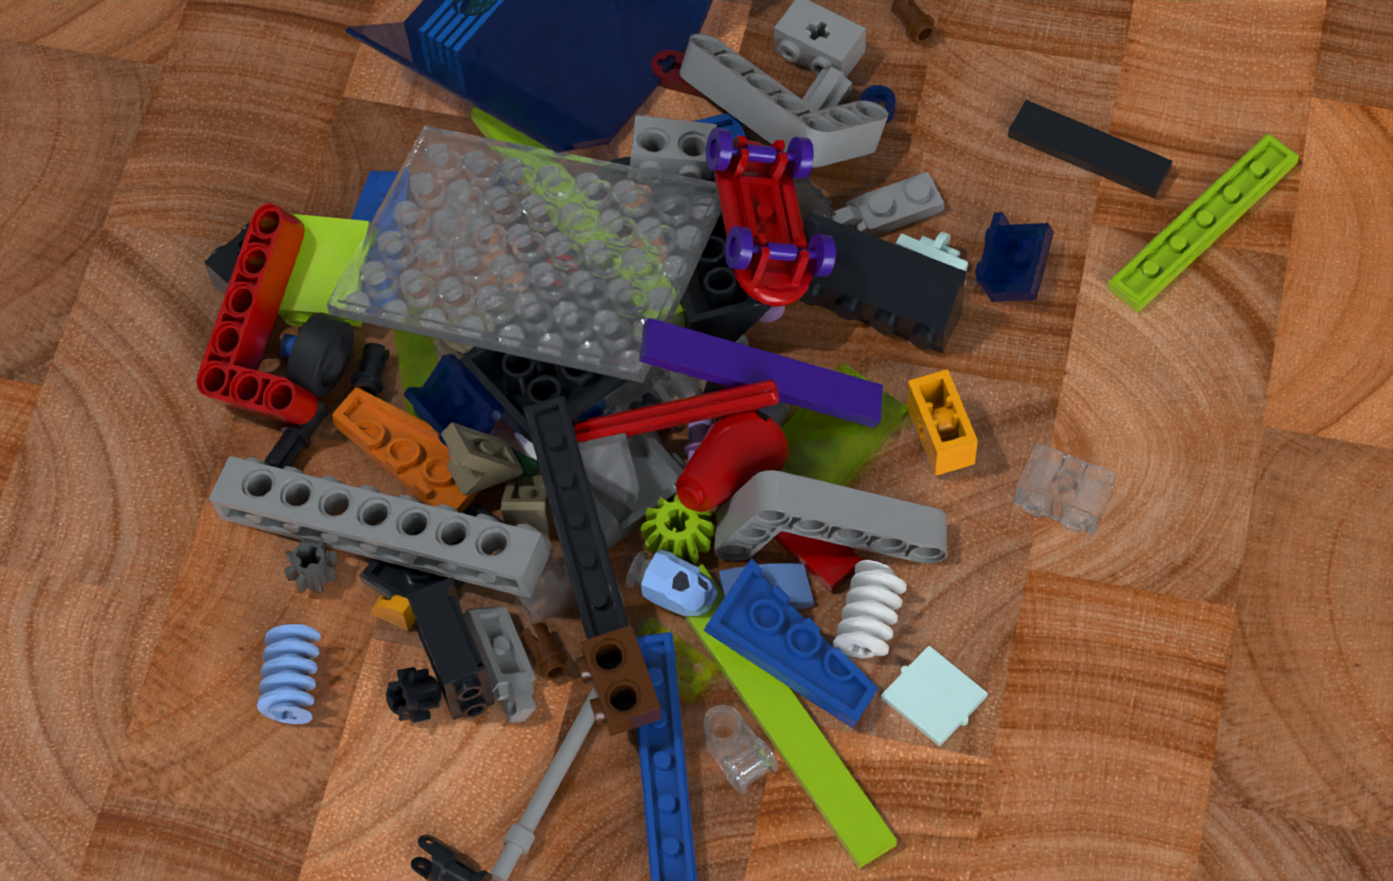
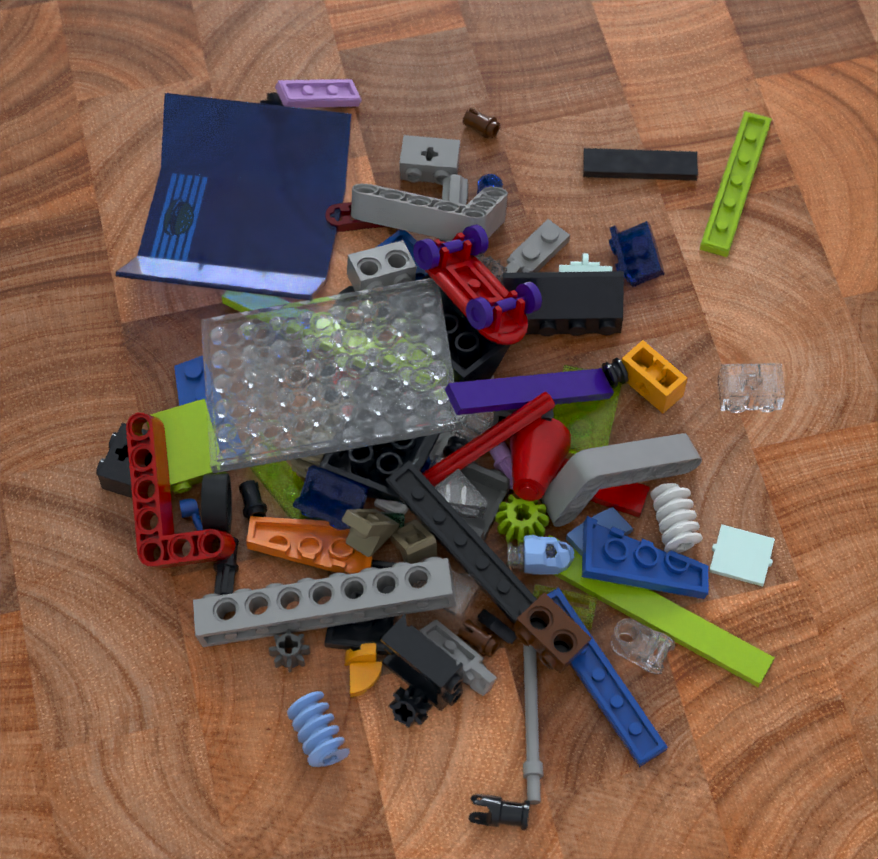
camera: 30 degrees left, 0 degrees up
(383, 636) = (363, 676): none -> light orange tile
(569, 642) = (497, 626): none -> black tile
(895, 397) = (615, 372): none -> black bush

